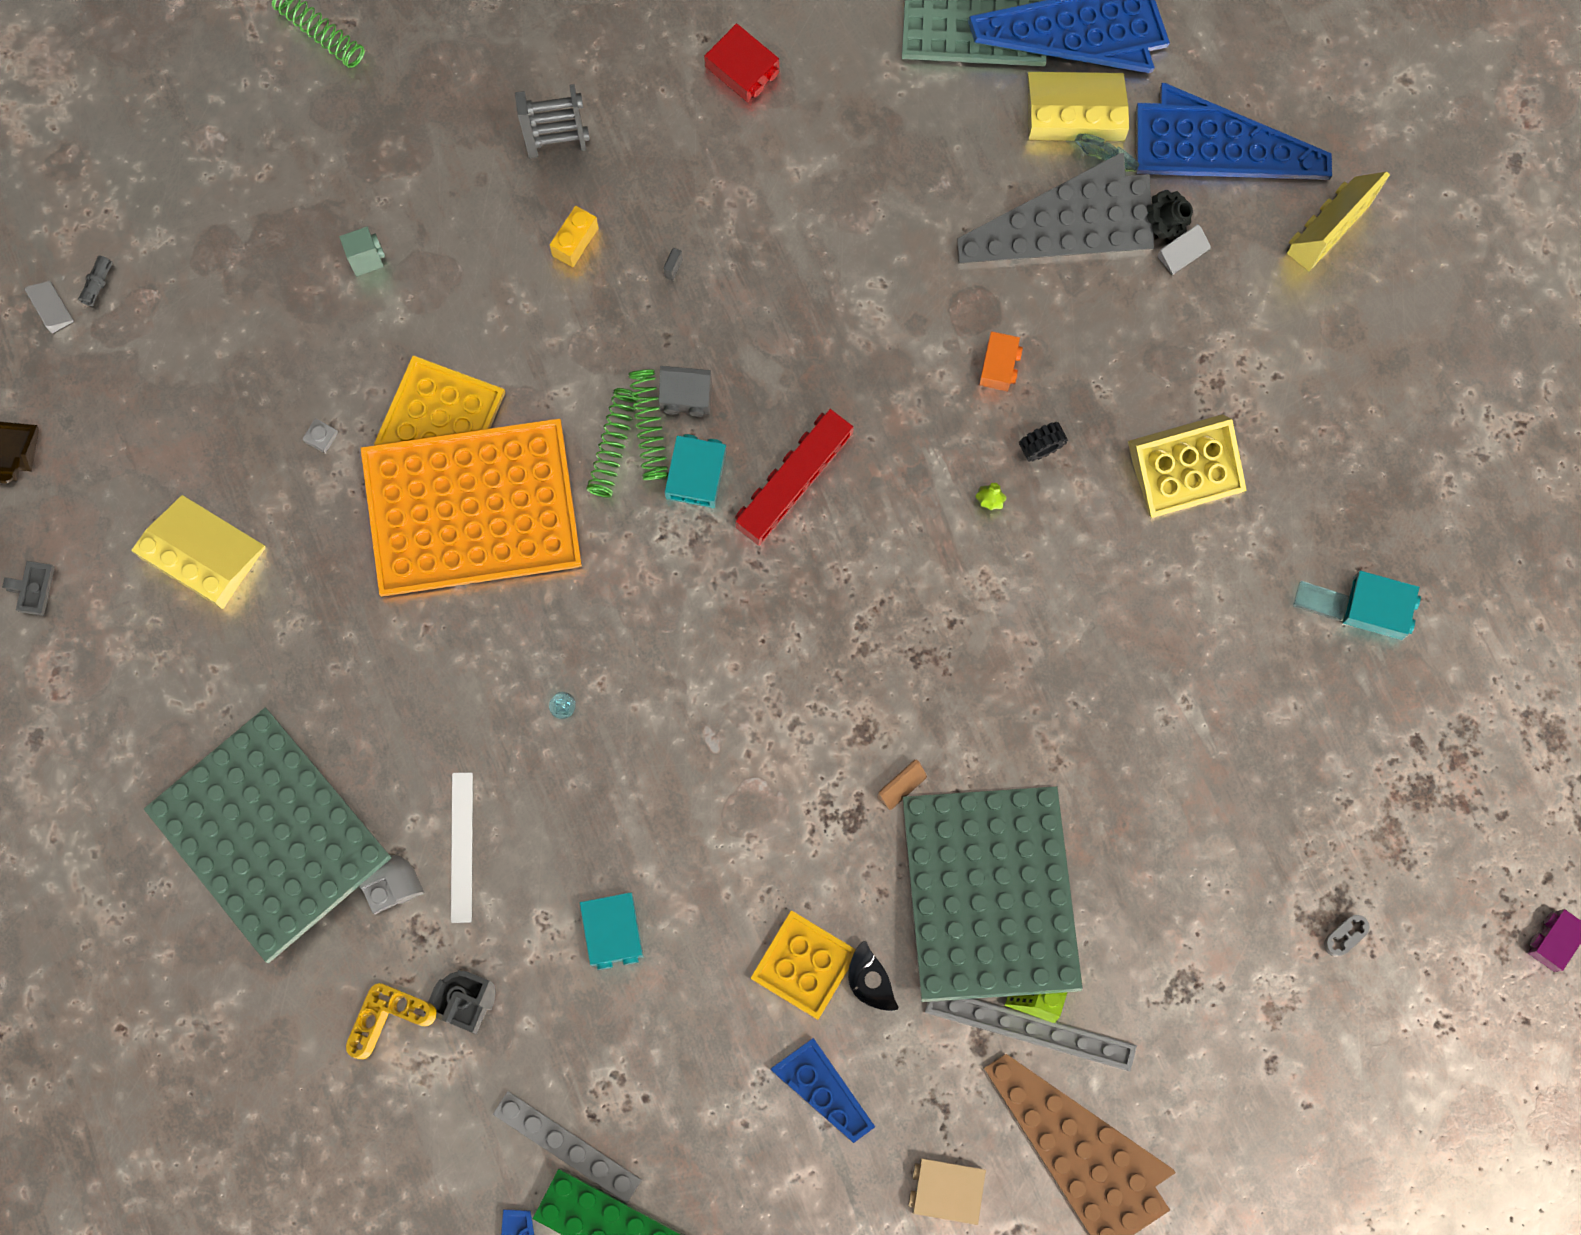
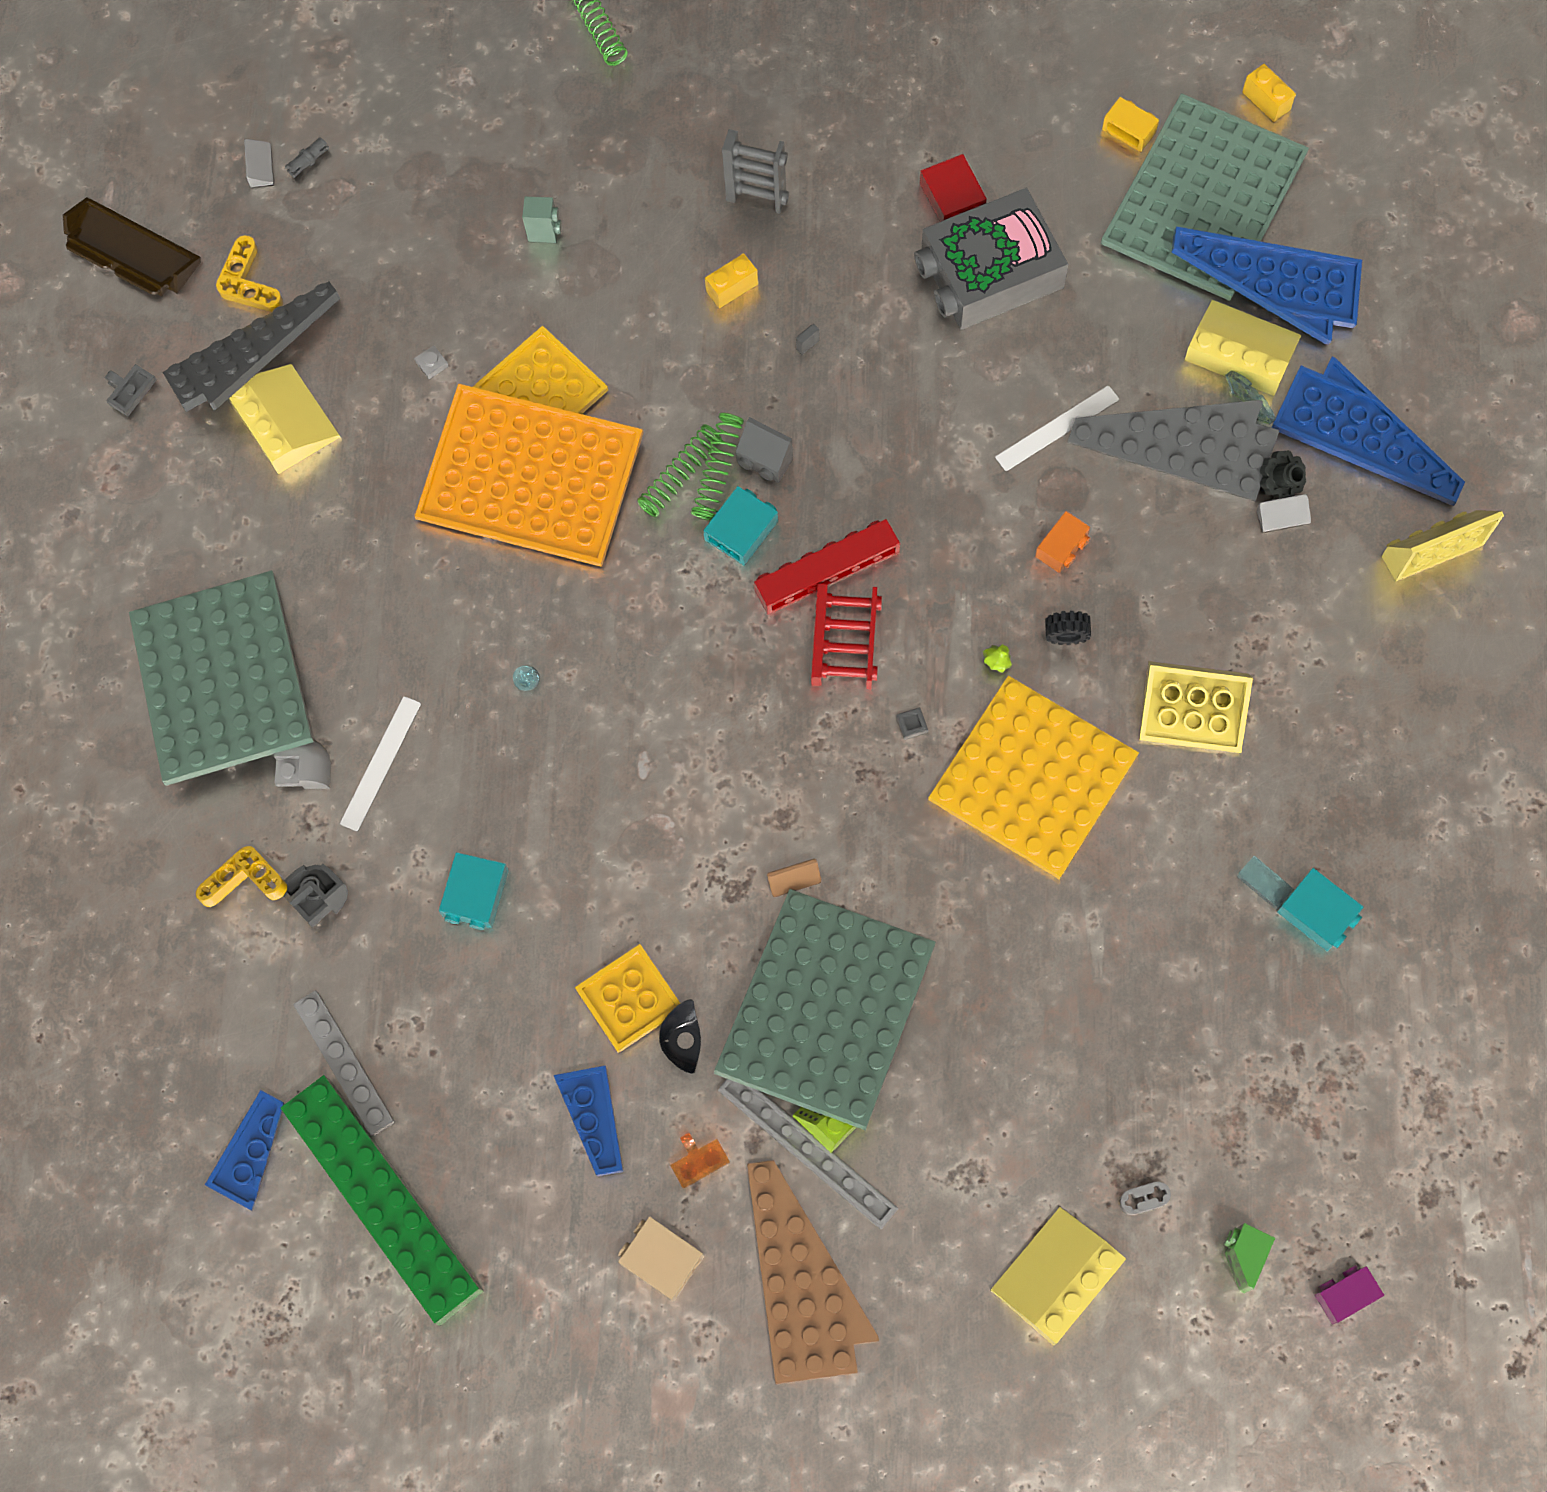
camera: 30 degrees right, 5 degrees down
(86, 431) = (238, 281): none -> yellow beam
(126, 516) = (233, 361): none -> dark grey wing
(811, 116) = (991, 259): none -> dark grey brick
(826, 555) = (825, 623): none -> red fence
(940, 591) = (912, 723): none -> dark grey tile
(940, 1086) = (699, 1161): none -> clear orange plate
(942, 254) = (1056, 428): none -> white sticker
(1073, 593) = (1033, 777): none -> yellow plate
(1305, 1040) = (1058, 1275): none -> light yellow slope
(1461, 947) = (1247, 1254): none -> bright green slope

